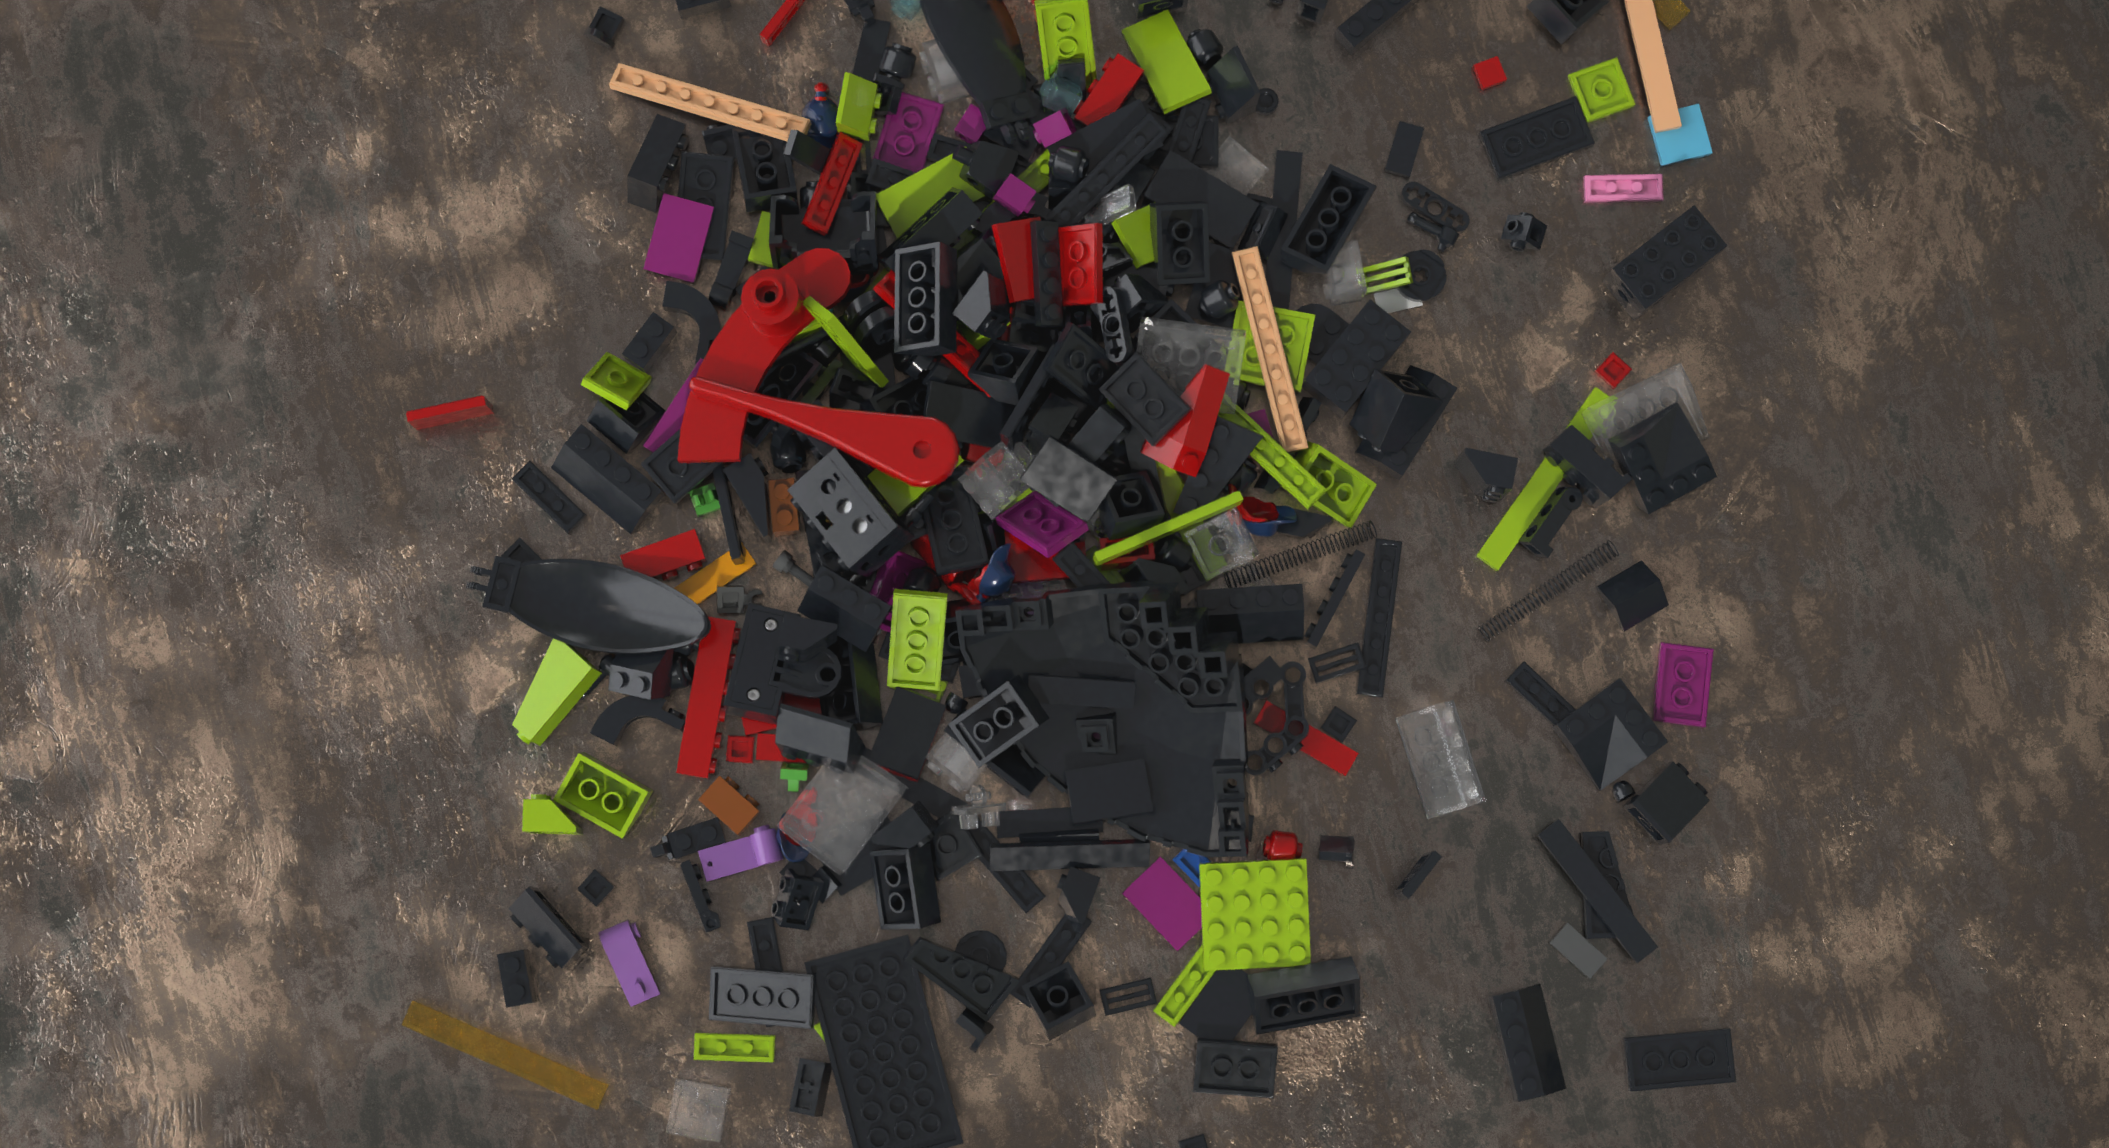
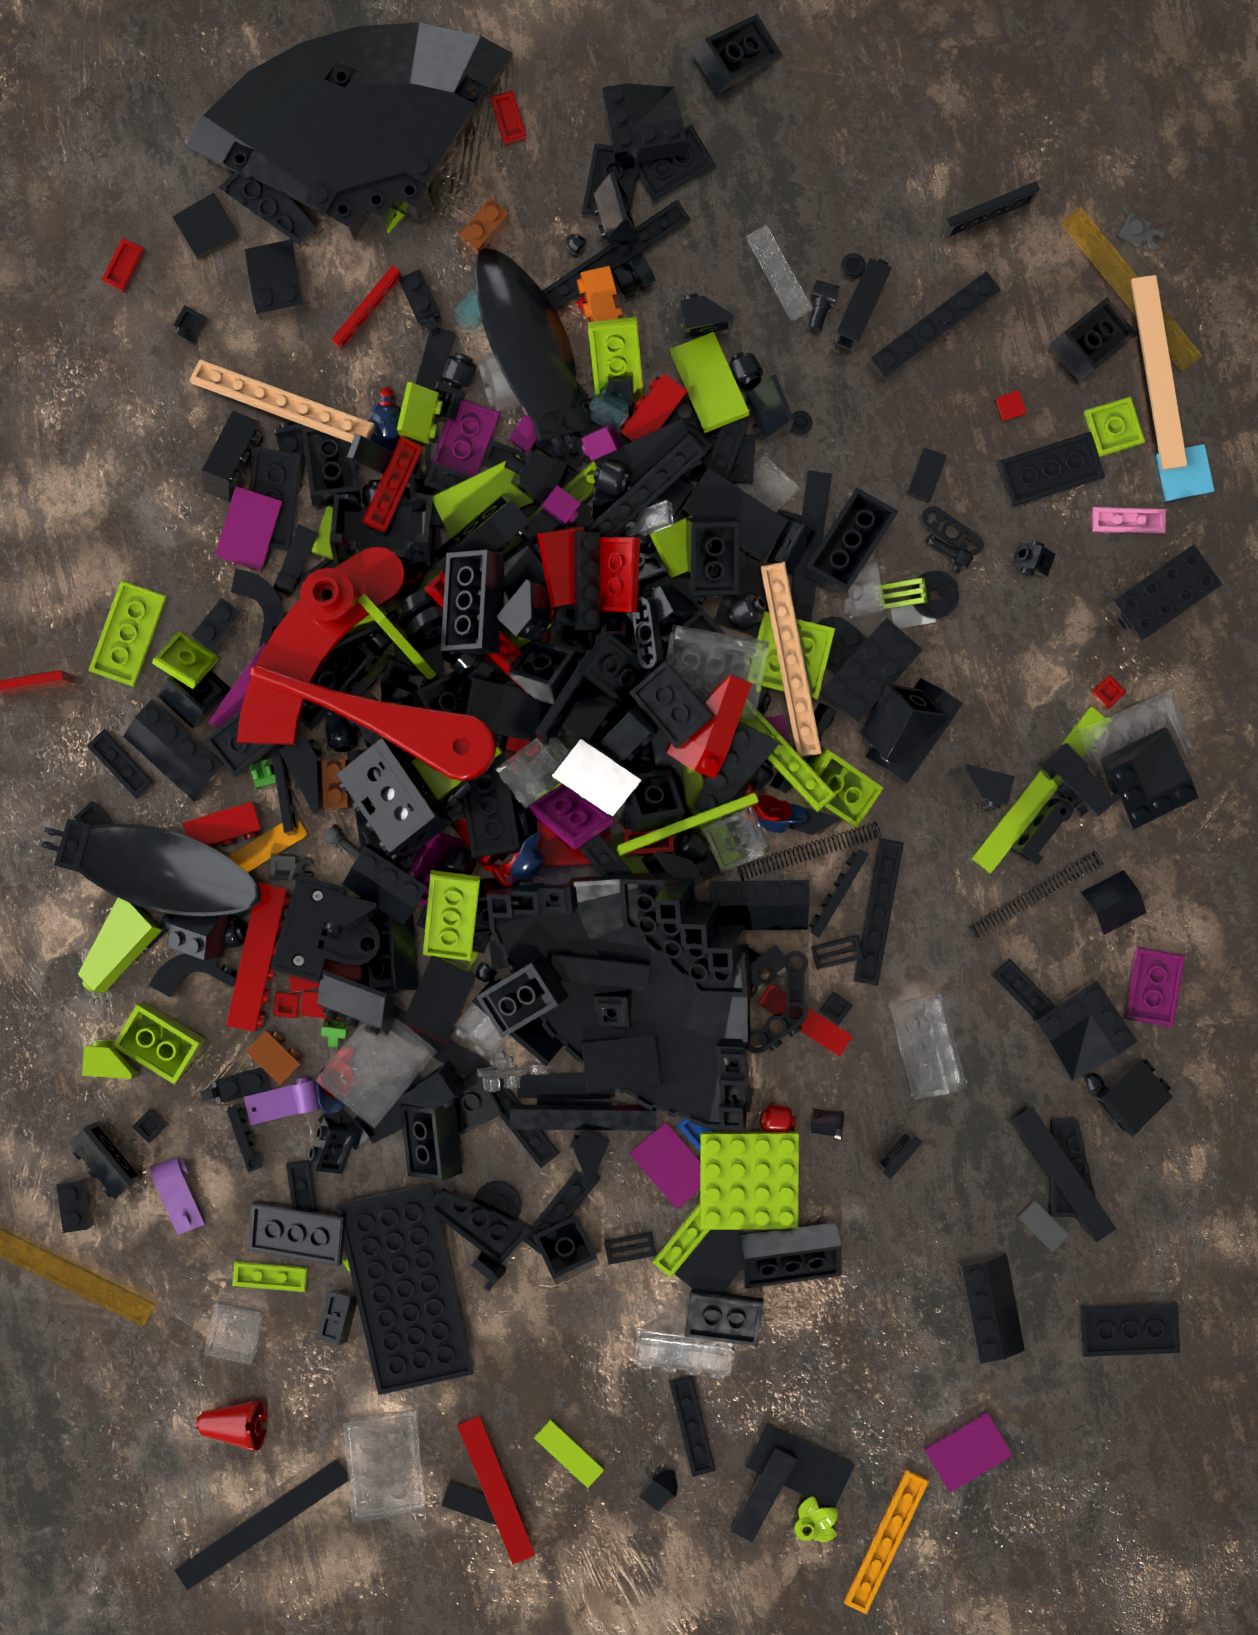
camera: 10 degrees right, 5 degrees up
(552, 357) = (128, 633): none -> lime tile
(1193, 1109) = (683, 1353): none -> clear slope

